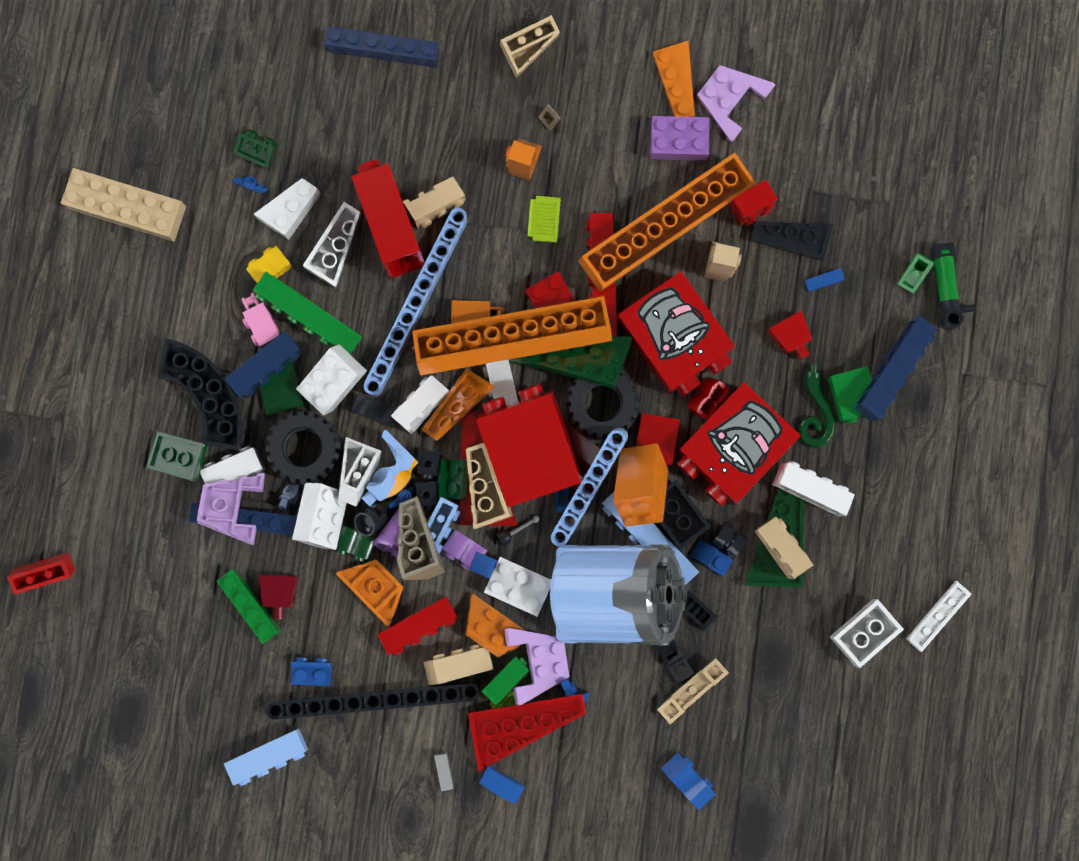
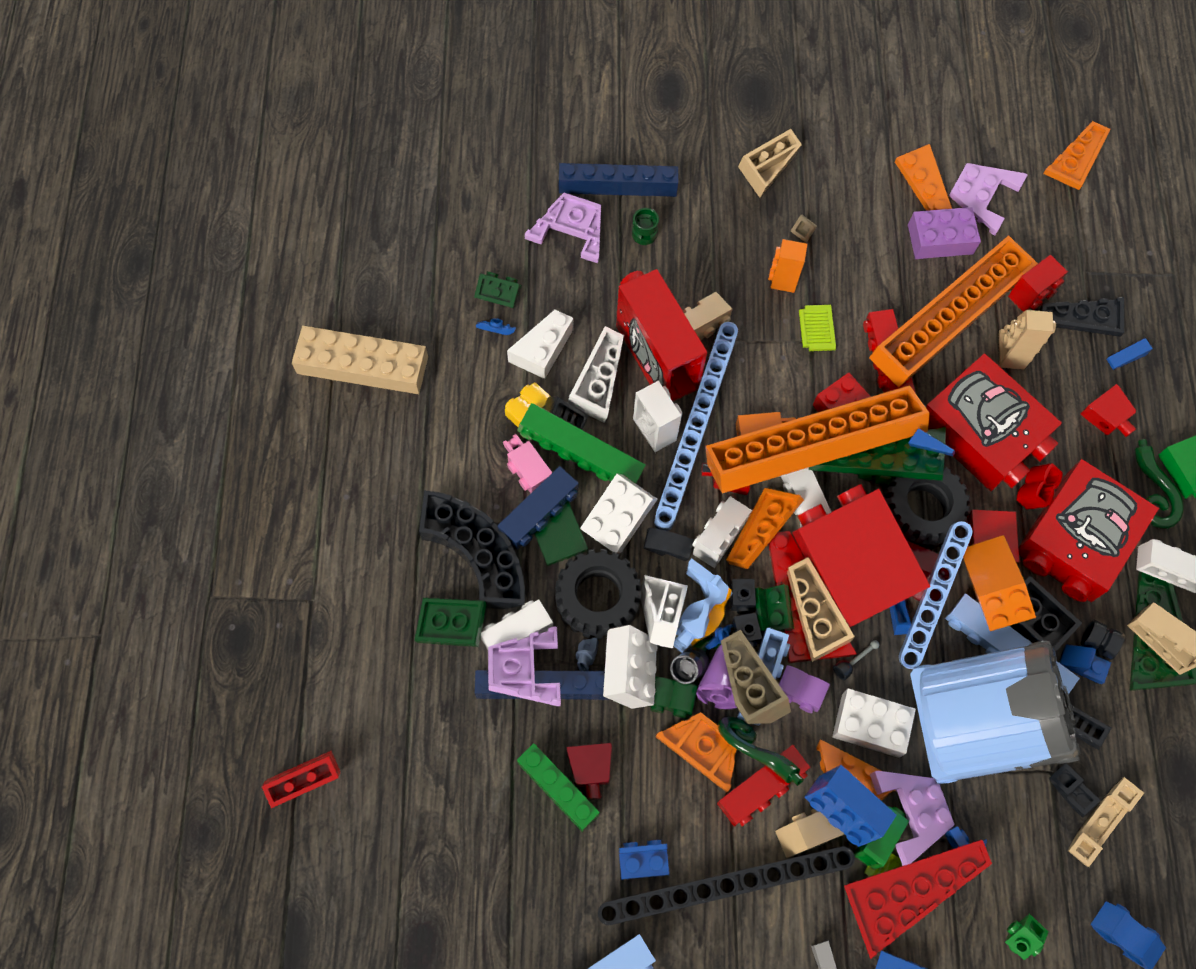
camera: 10 degrees left, 15 degrees down
(288, 275) = (555, 405): none -> black slope
(335, 81) = (572, 217): none -> lavender wing
(377, 294) = (657, 416): none -> white brick
(399, 99) = (645, 226): none -> dark green wheel
(428, 610) = (744, 738): none -> dark green plant
(476, 656) = (850, 806): none -> blue brick
(483, 565) = (831, 701): blue slope -> none
(604, 351) = (927, 442): none -> blue piece
(605, 771) = (1026, 937): none -> green brick
(826, 75) = (1076, 161): none -> orange wing

